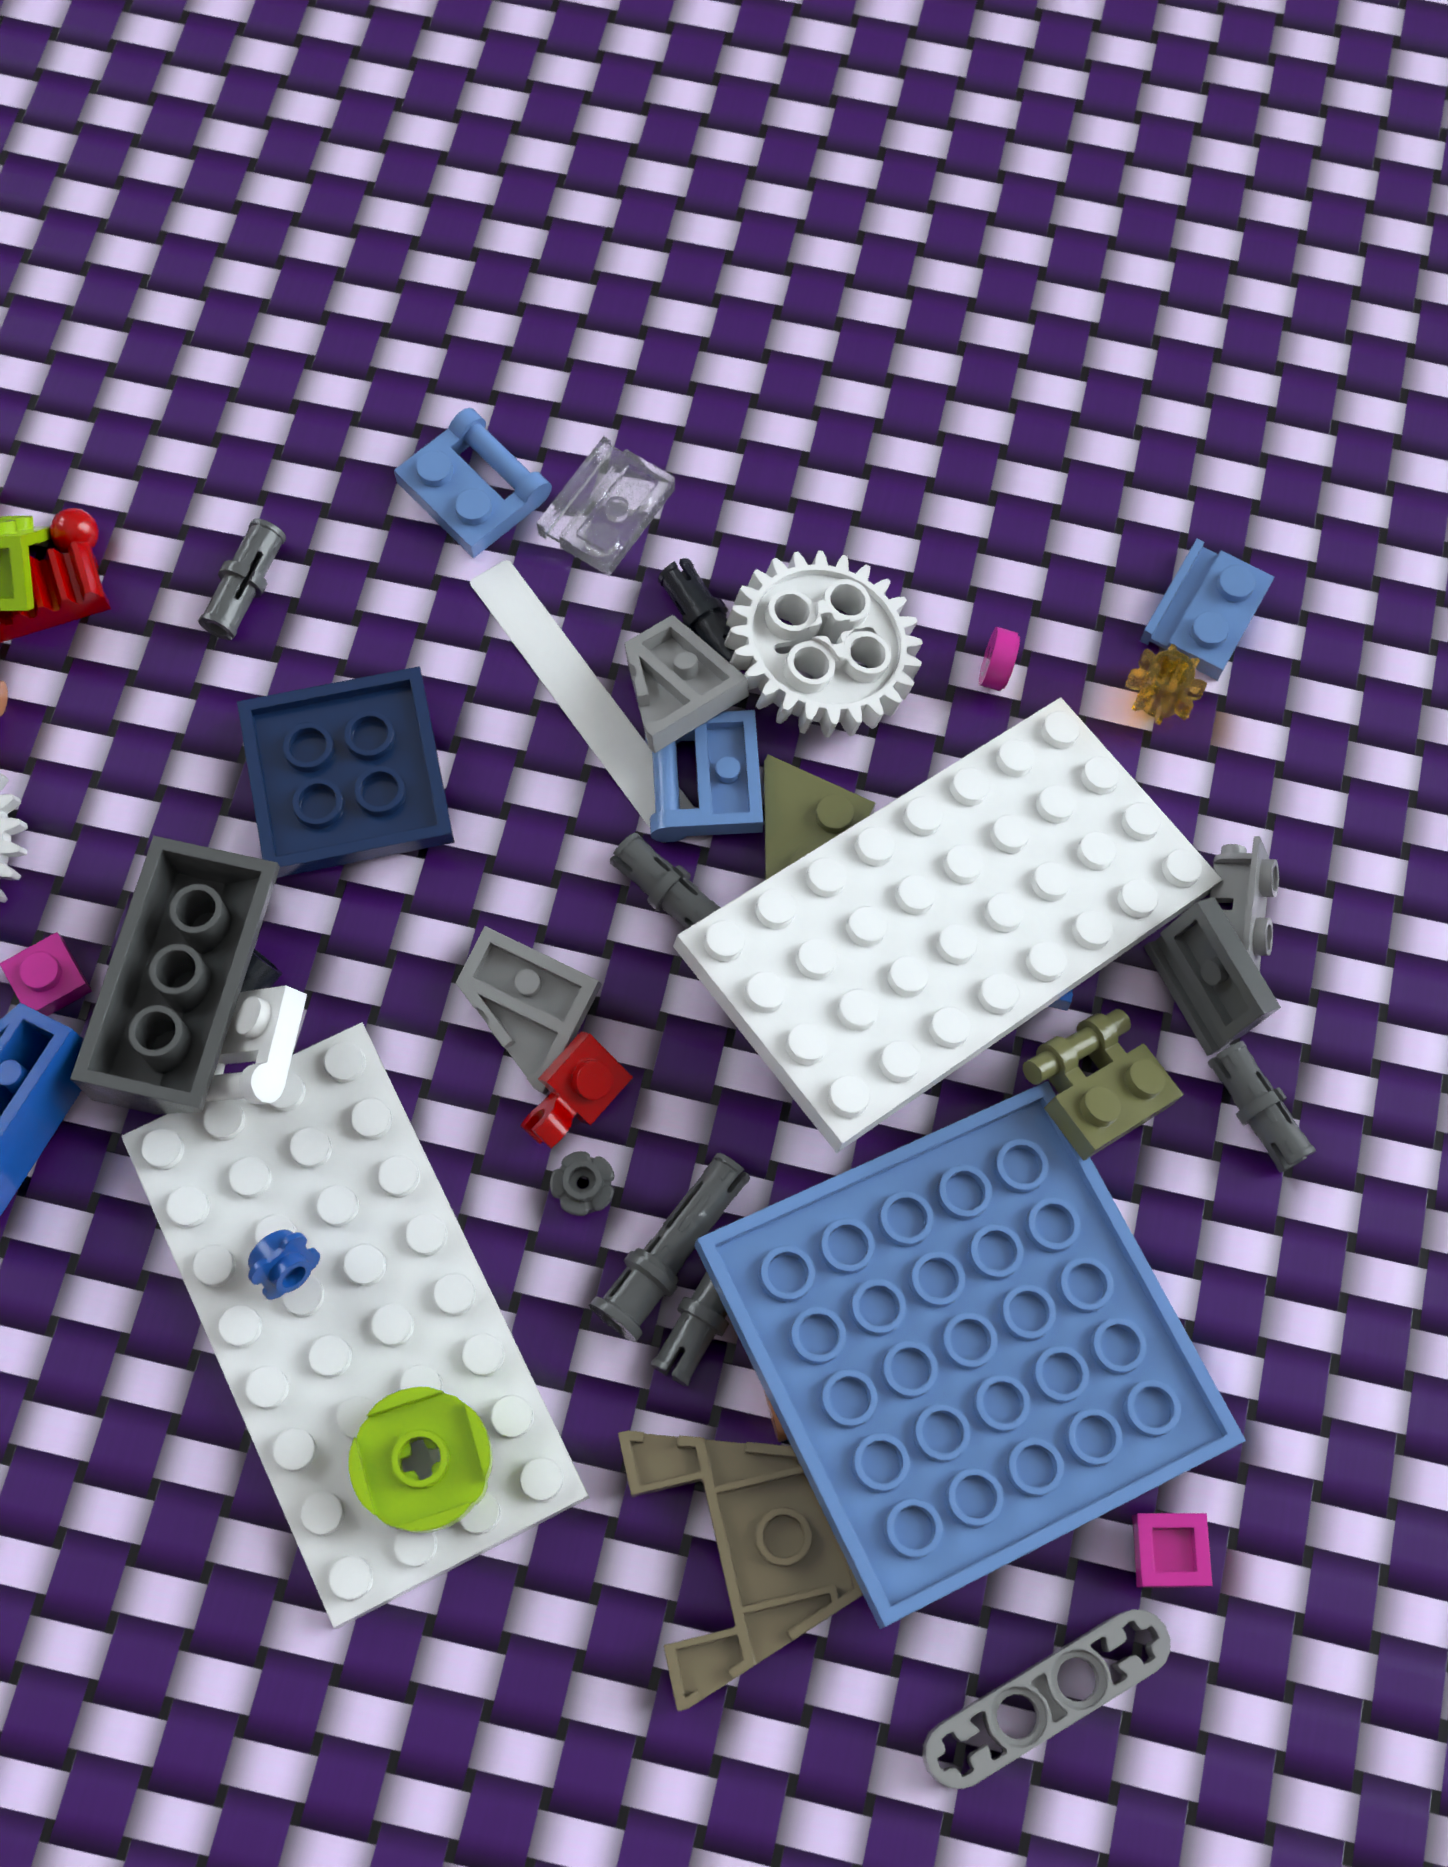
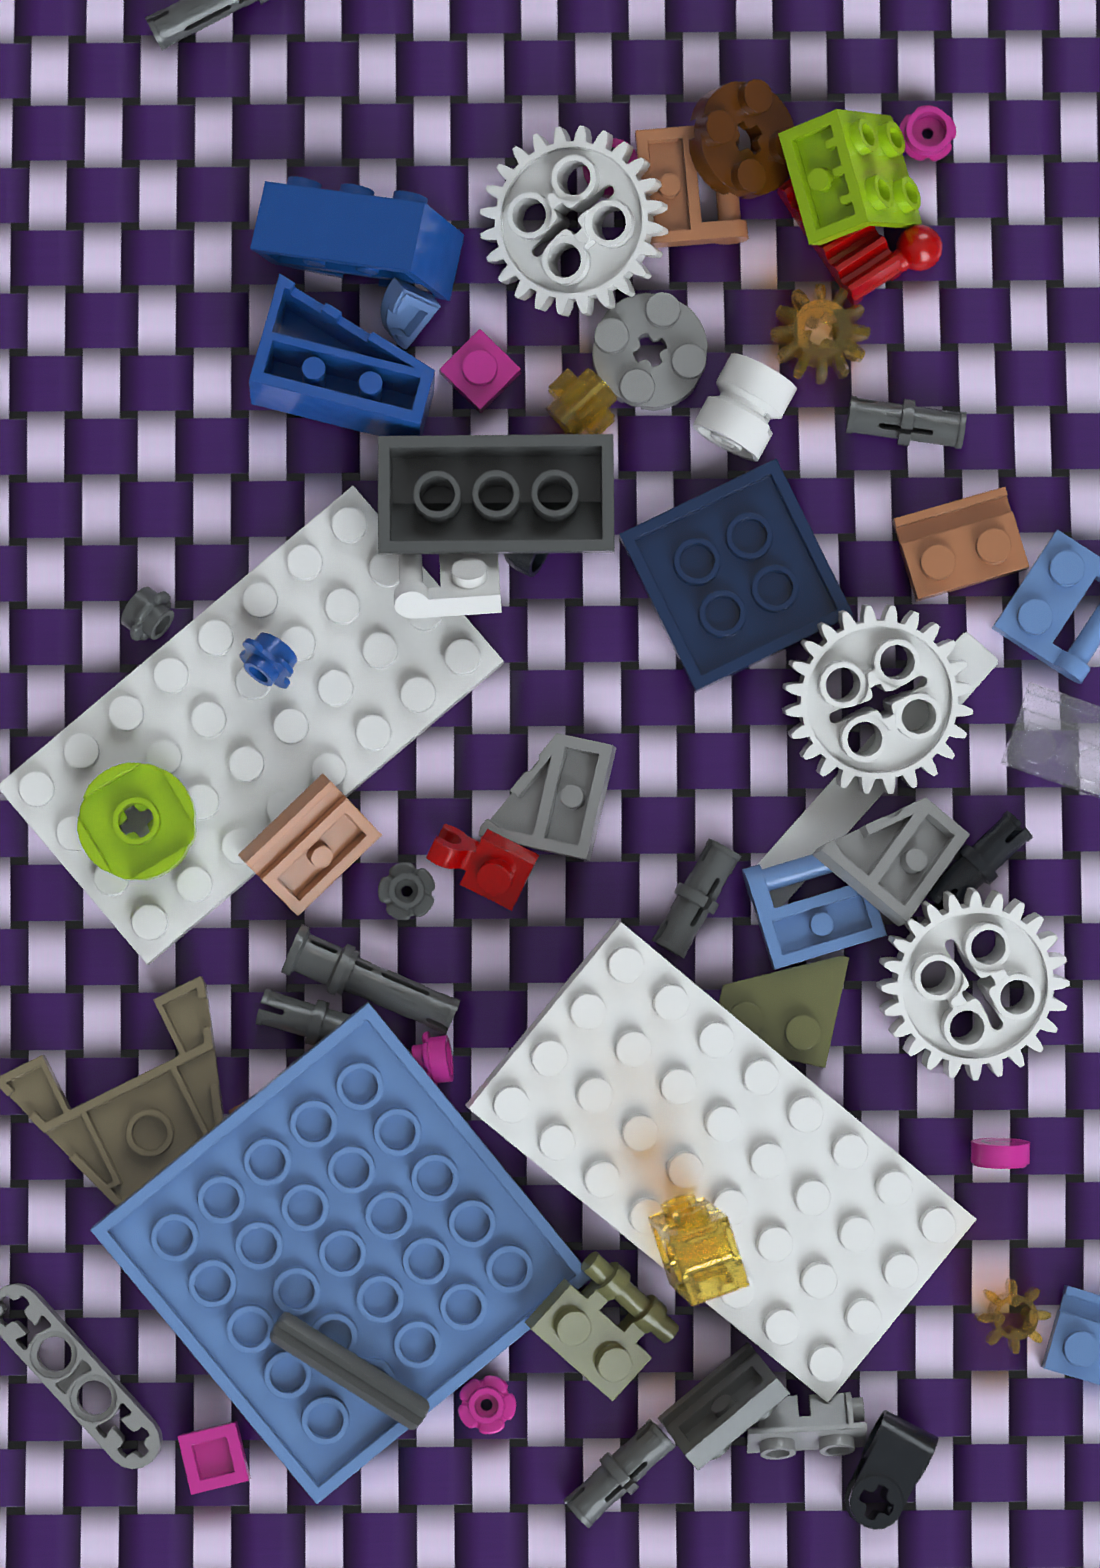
camera: 80 degrees right, 15 degrees up
(65, 775) = (660, 319): none -> light grey plate
(109, 874) = (581, 403): none -> clear yellow gear
(146, 628) = (812, 315): none -> clear yellow gear
(170, 714) = (747, 402): none -> white wheel
(189, 1398) = (148, 614): none -> dark grey plate
(381, 563) = (960, 544): none -> nougat plate
(456, 666) = (895, 748): none -> white gear
(502, 1273) = (310, 844): none -> nougat plate
(768, 1190) = (435, 1057): none -> dark pink plate
(1052, 930) = (697, 1249): none -> clear yellow brick
(1103, 1362) = (349, 1370): none -> dark grey axle
(1153, 1243) = (502, 1401): none -> dark pink plate
(1303, 834) = (896, 1460): none -> black piece

